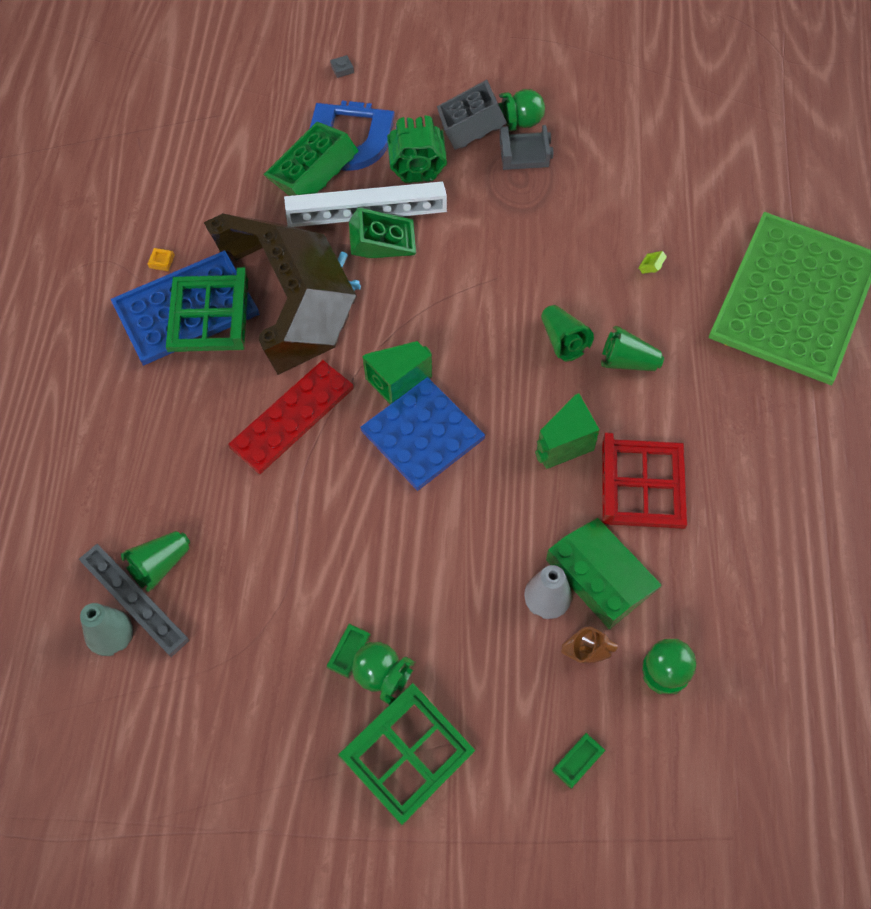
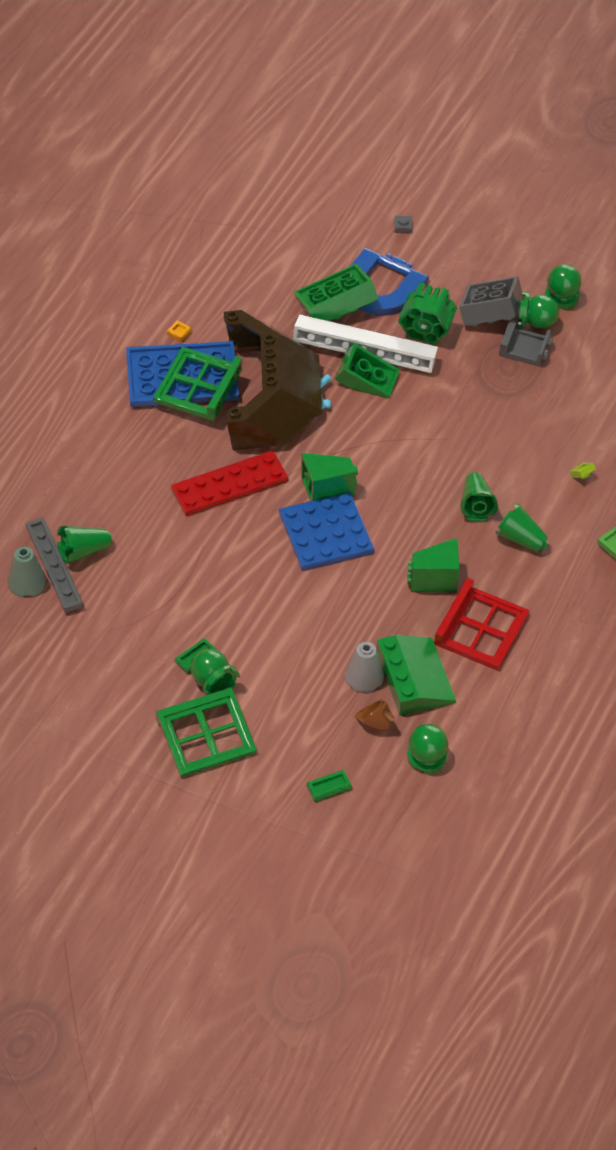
camera: 20 degrees right, 10 degrees down
(534, 72) = (564, 285): none -> green tile

